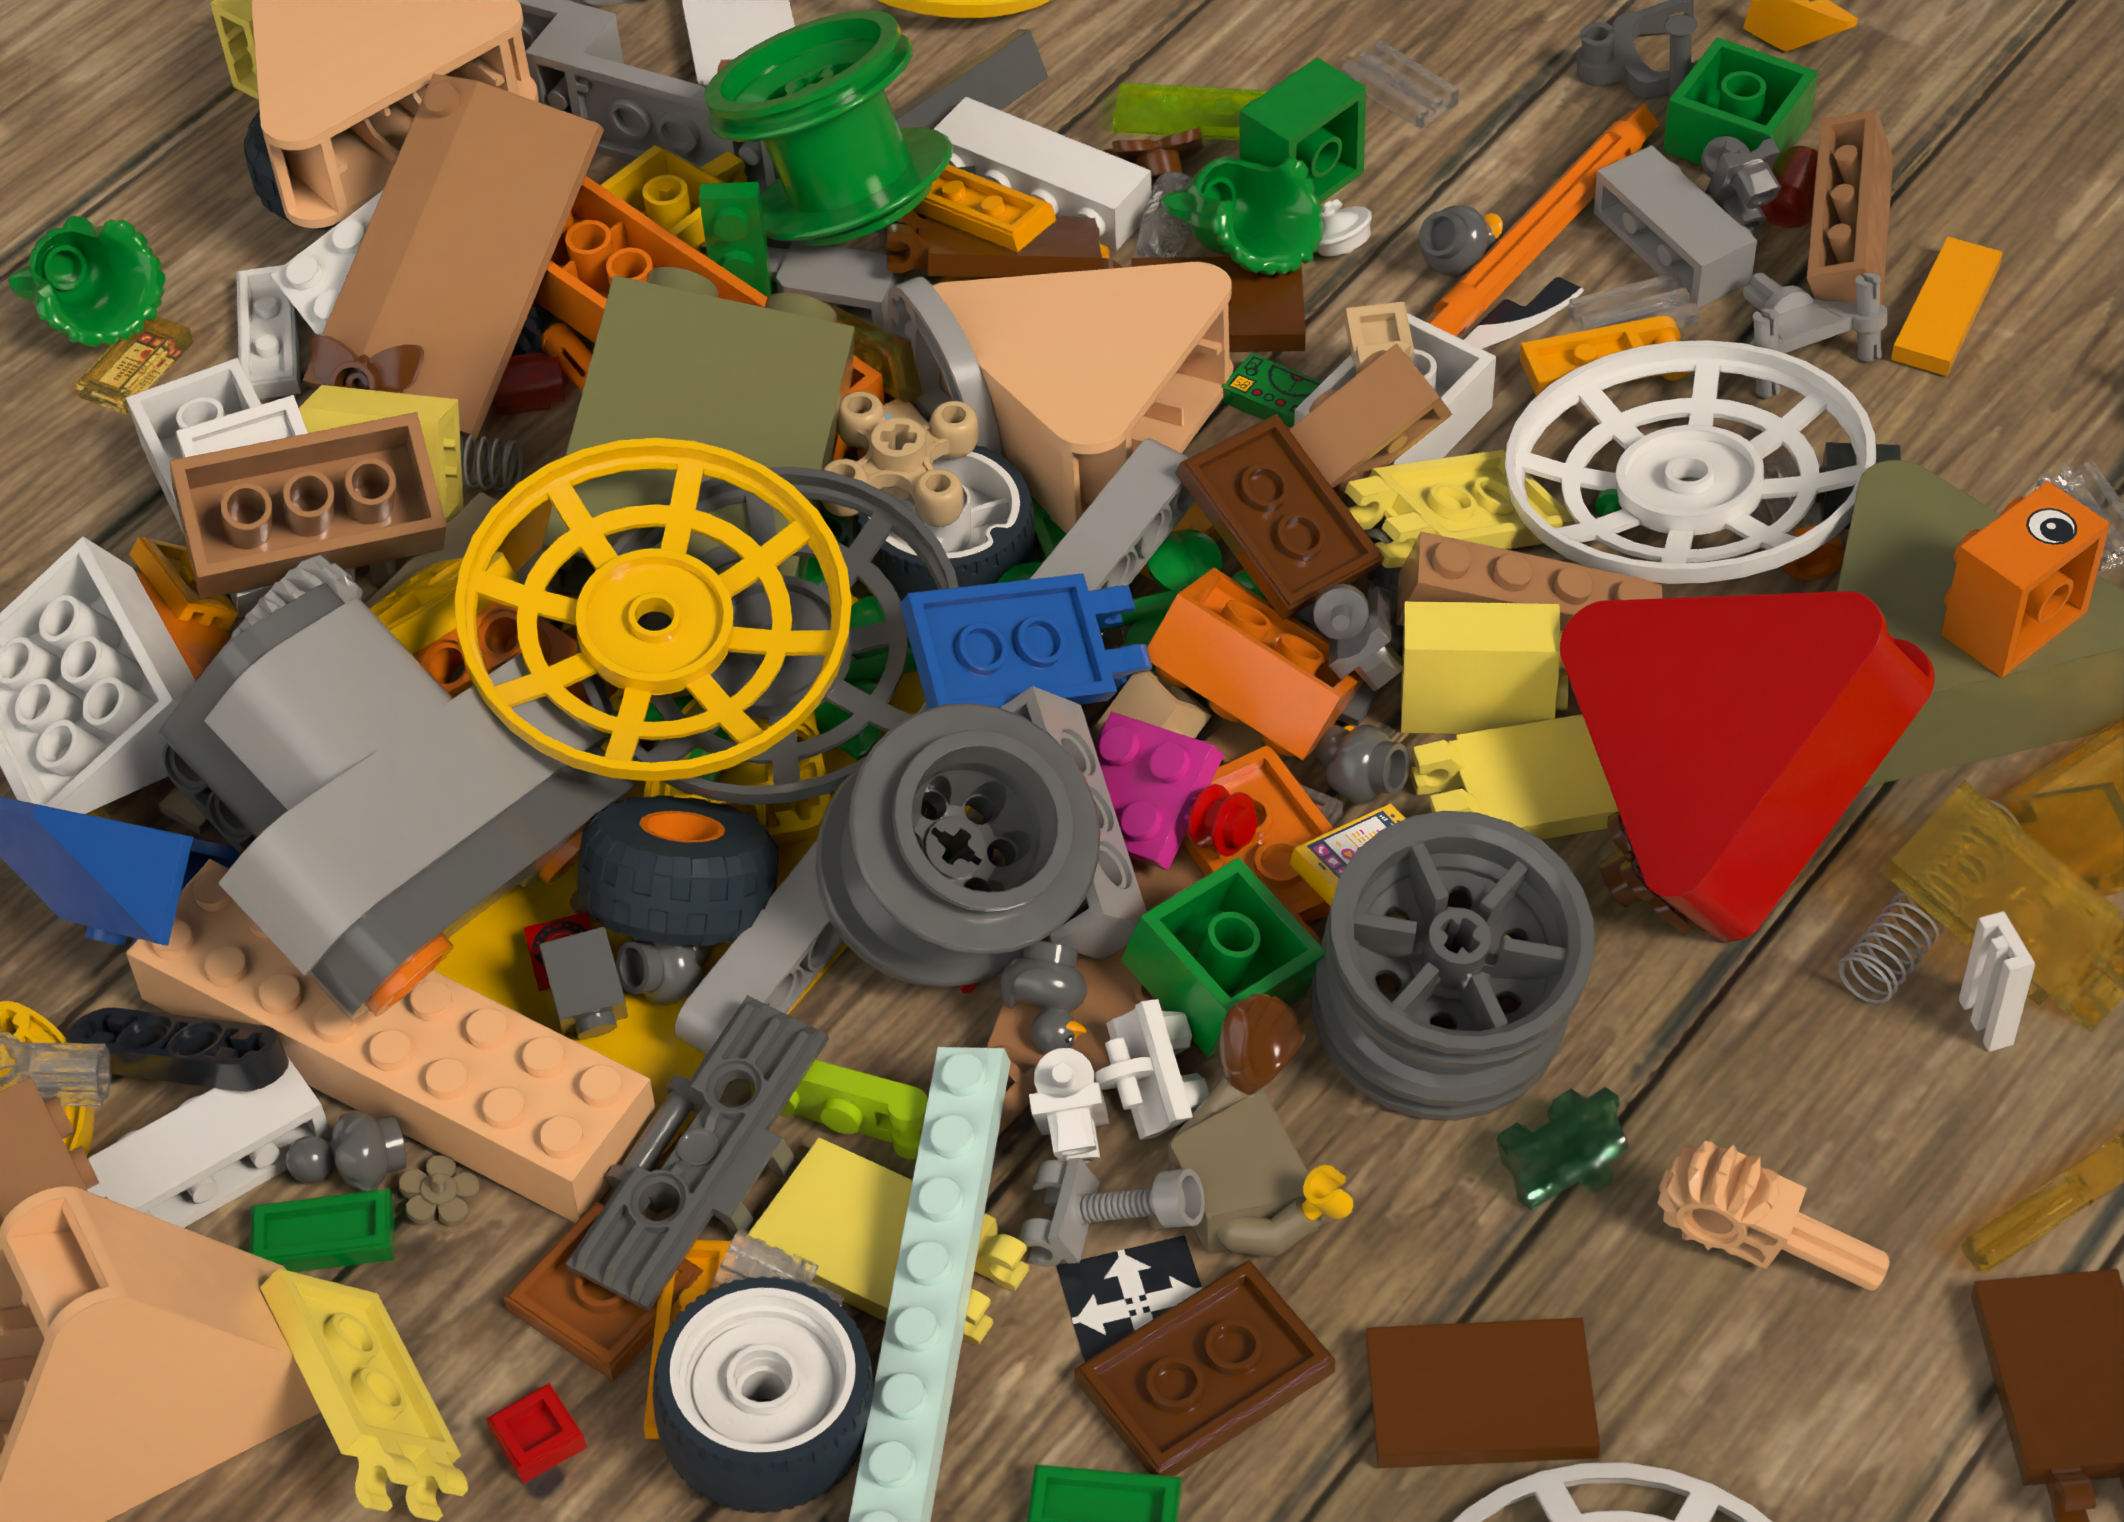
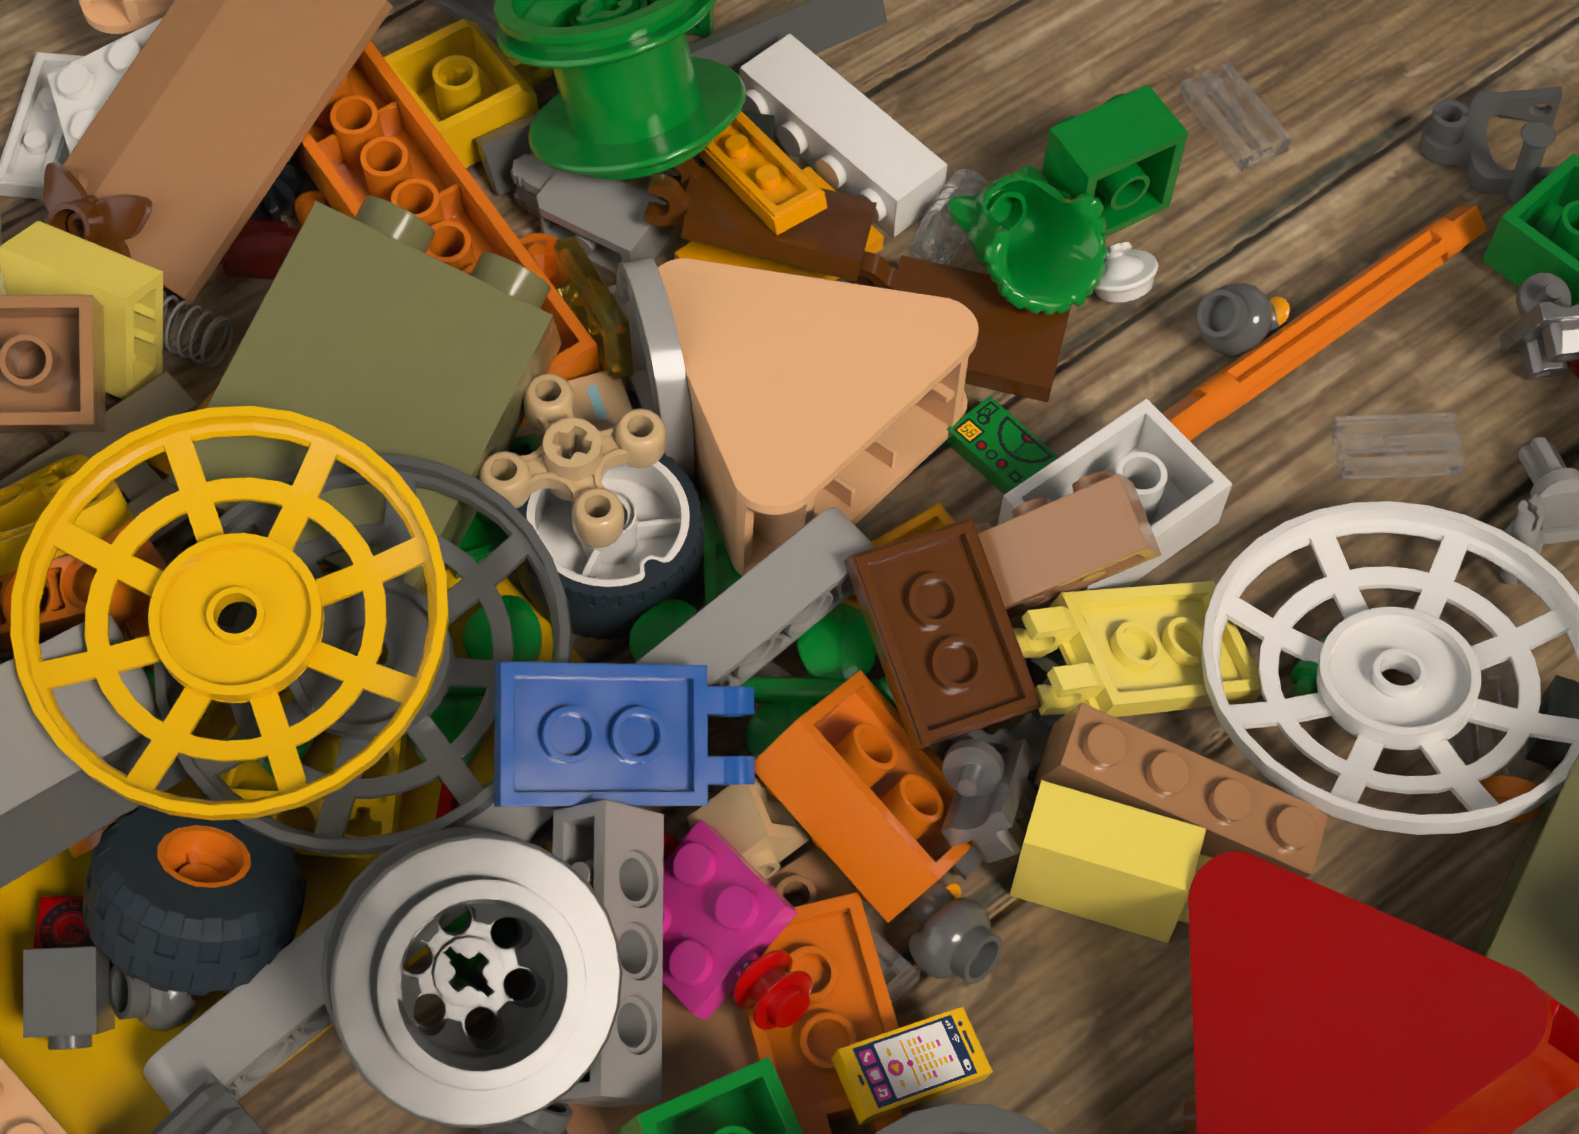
camera: 10 degrees right, 10 degrees up
(737, 231) = (501, 158): green plate -> none
(1160, 155) = (961, 147): reddish brown animal -> none
(1175, 109) = (1011, 93): clear neon green tile -> none
(1377, 329) = (1114, 435): tan slope -> none
(1512, 319) = (1272, 419): sticker -> none
(1526, 774) = (1114, 1000): light yellow tile -> none
(1556, 356) = (1306, 486): light orange plate -> none
(1674, 225) = (1469, 357): light grey brick -> none

